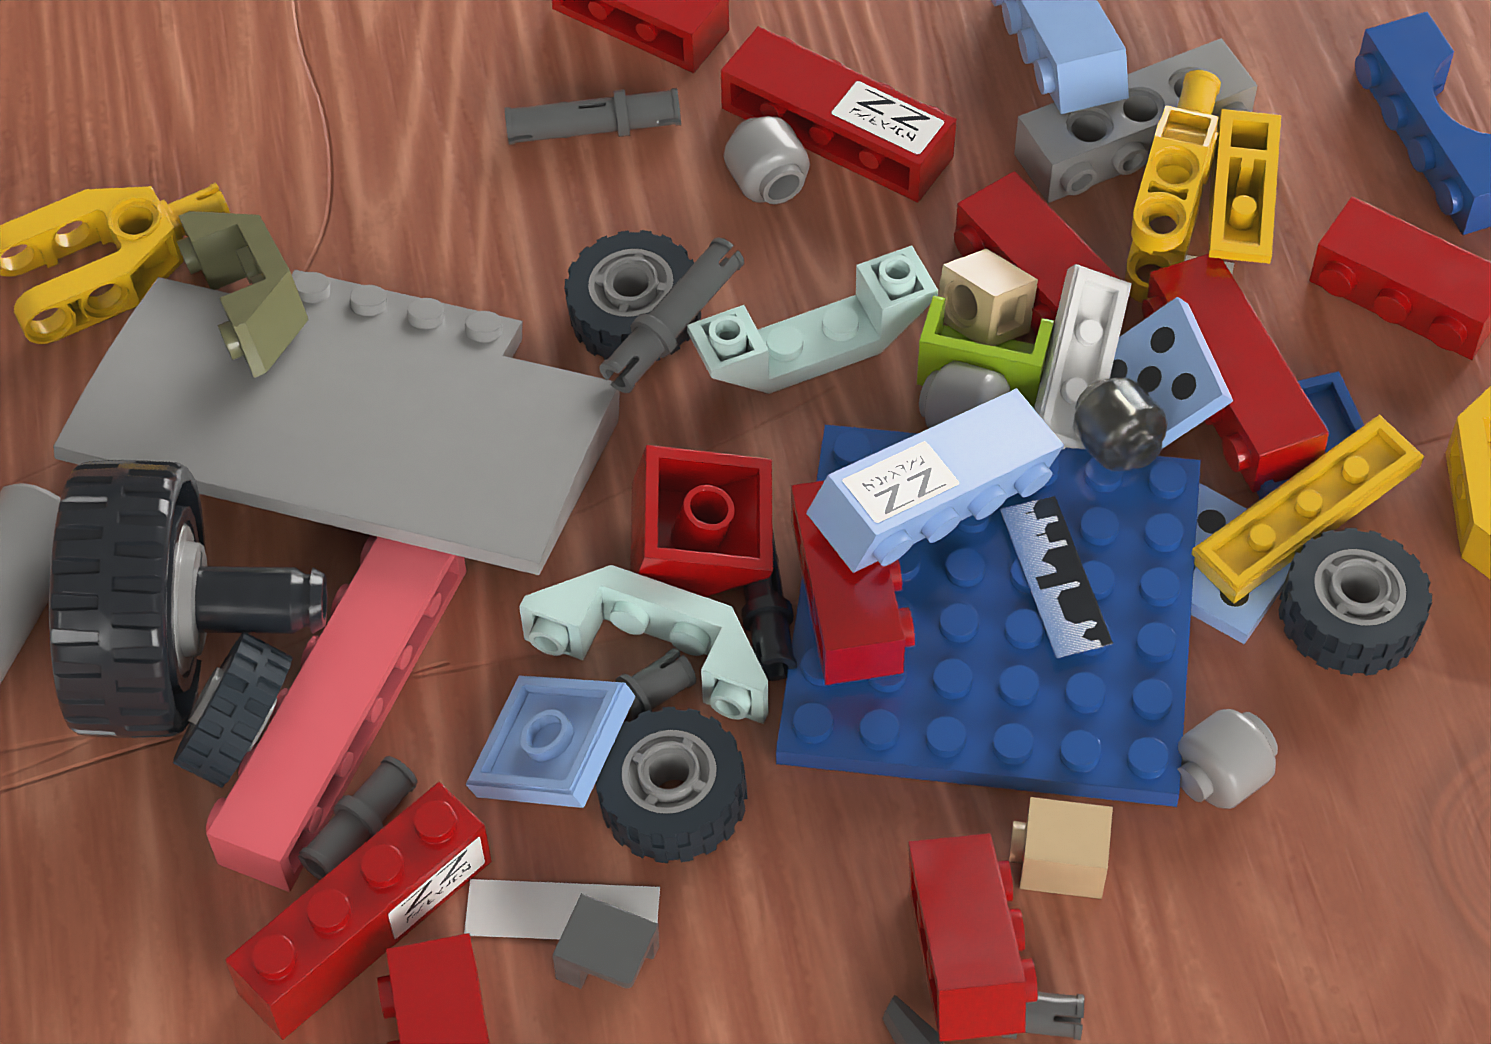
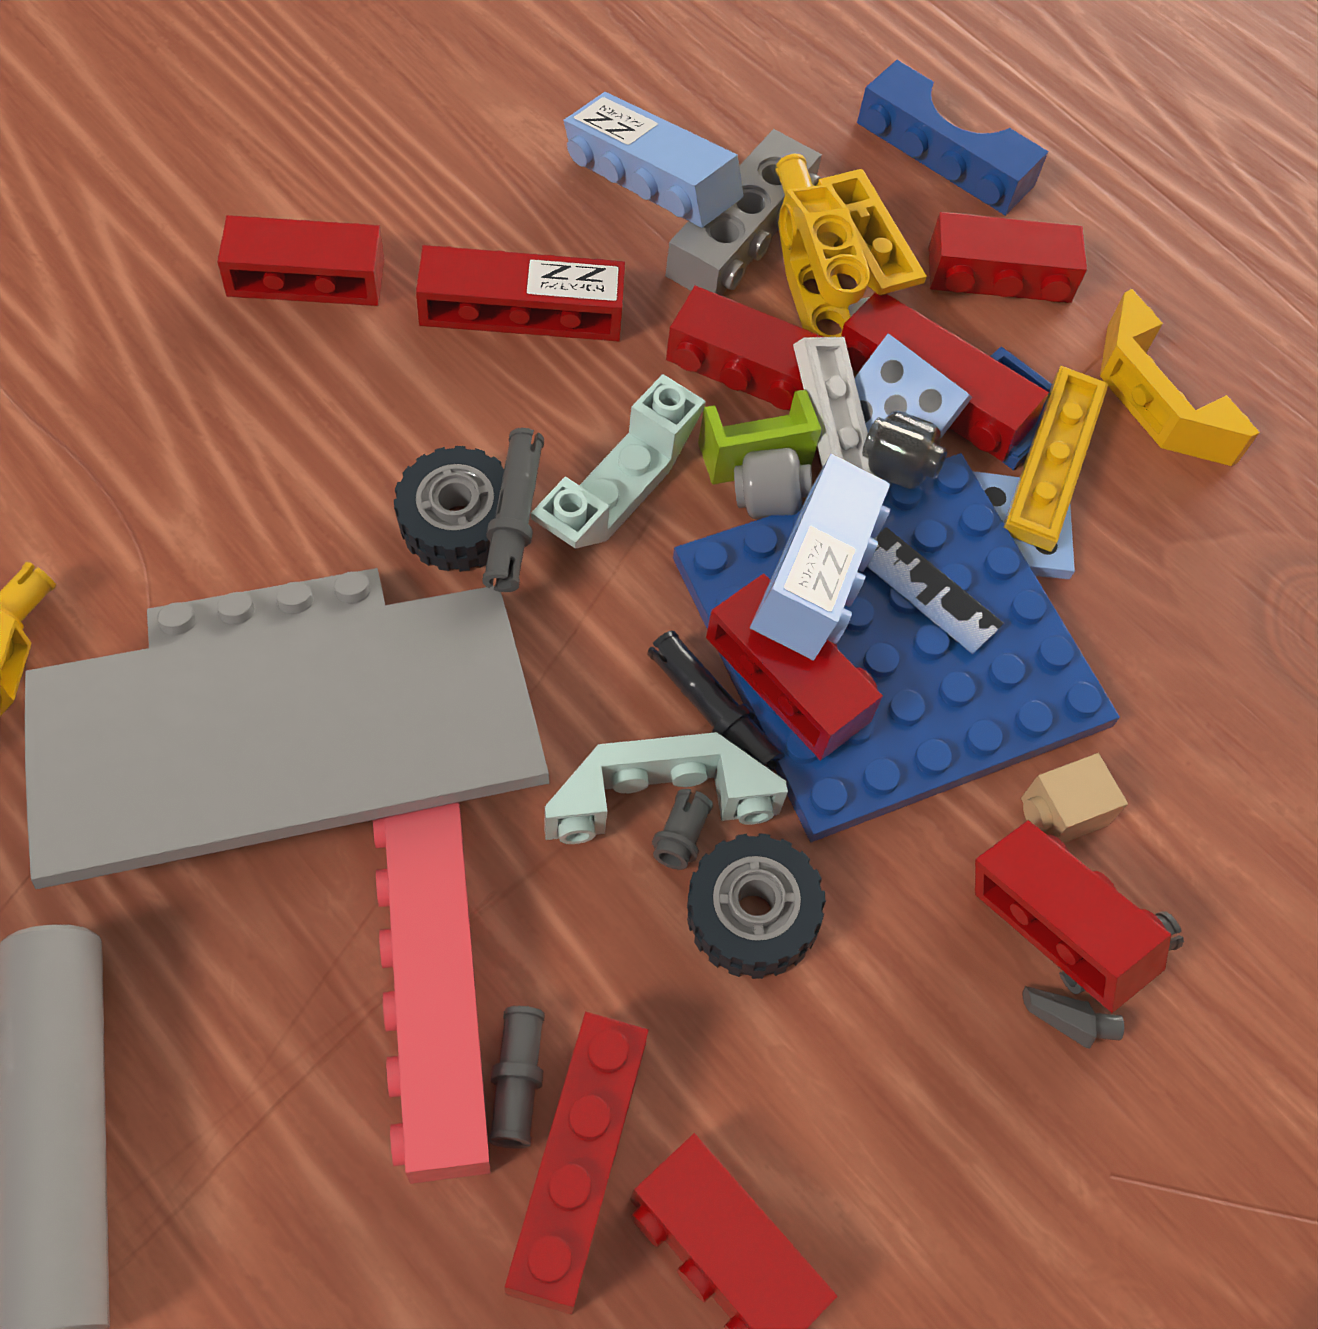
camera: 40 degrees left, 5 degrees up
(139, 598) = (224, 985): black wheel -> none
(232, 709) = (359, 1043): black wheel -> none
(259, 316) = (84, 610): olive slope -> none
(544, 908) = (727, 1060): white sticker -> none
(551, 741) = (638, 920): light blue tile -> none
(593, 116) = (339, 363): dark grey pin -> none
(604, 944) = (800, 1077): dark grey panel -> none
(701, 519) = (639, 672): red slope -> none
(767, 160) = (490, 352): light grey head -> none
(987, 298) = (749, 382): tan brick -> none
(1227, 758) = (1131, 671): light grey head -> none
(1346, 633) = (1131, 512): black wheel -> none

